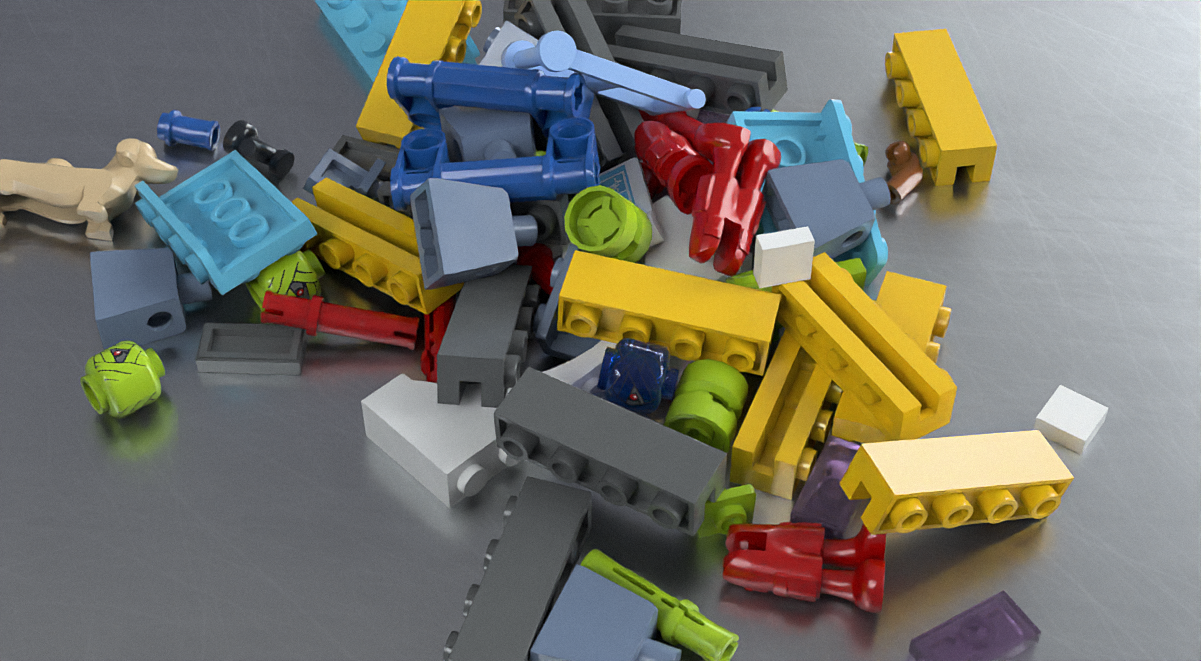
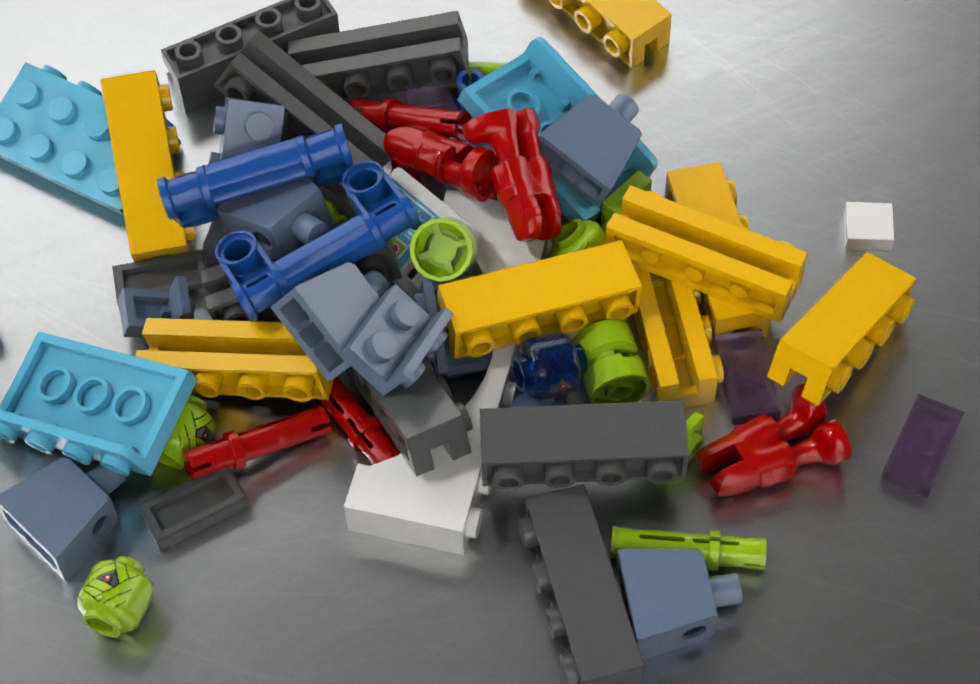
camera: 30 degrees left, 10 degrees up
(244, 139) = (28, 317): black piece -> none
(497, 272) = (395, 341): none -> sand blue bracket
(558, 57) = (322, 116): light blue piece -> none
(783, 257) = (614, 209): white tile -> none
(904, 169) = (604, 68): dark orange arm -> none

